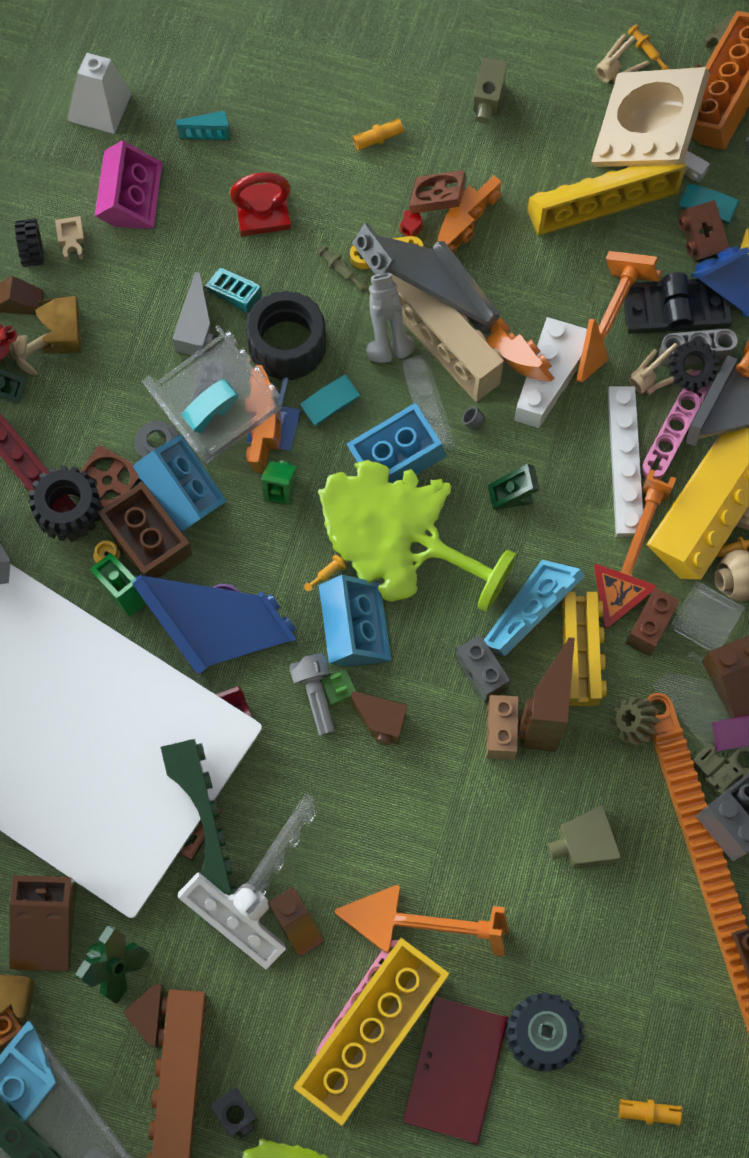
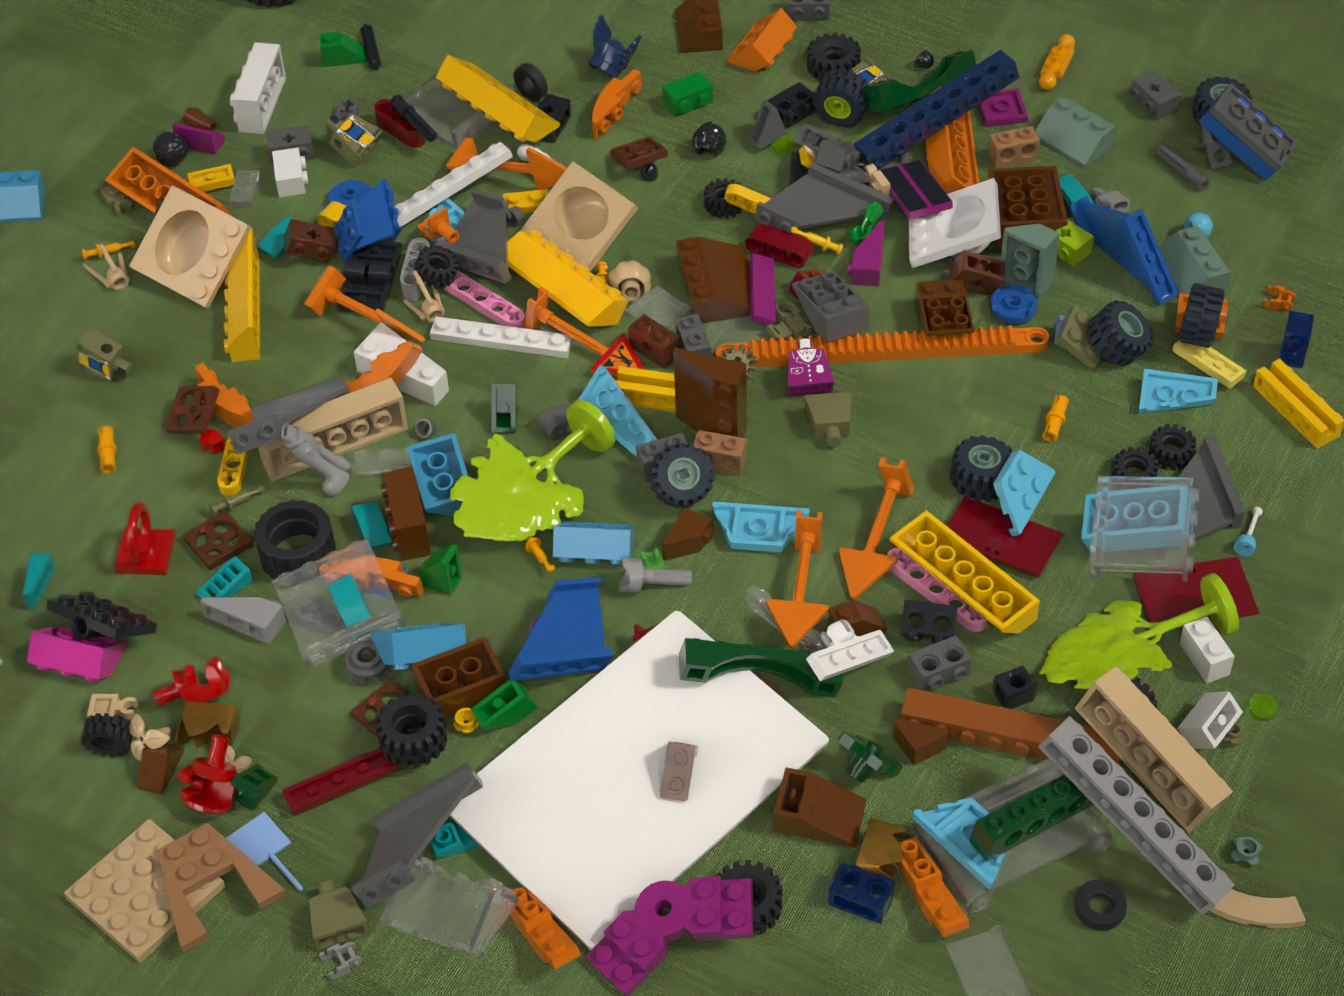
camera: 75 degrees left, 20 degrees down
(28, 275) = (152, 738): none -> tan plant
(63, 767) = (678, 770): none -> bracket
(97, 300) = (190, 689): none -> red piece
(157, 193) = (99, 617): none -> black plate
(258, 1019) = (938, 660): none -> dark grey brick
(277, 852) = (796, 617): none -> orange piece
(300, 255) = (207, 528): none -> copper piece
(312, 1000) = (929, 614): none -> black brick
(328, 431) = (407, 514): none -> reddish brown brick
(410, 791) = (757, 525): none -> medium azure wing
(447, 691) = (681, 475): none -> black wheel
(513, 539) = (553, 421): none -> dark grey panel
(518, 1082) = (1021, 487): none -> medium azure wing
(648, 802) = (808, 371): none -> magenta torso
(661, 665) = (692, 334): none -> dark grey brick

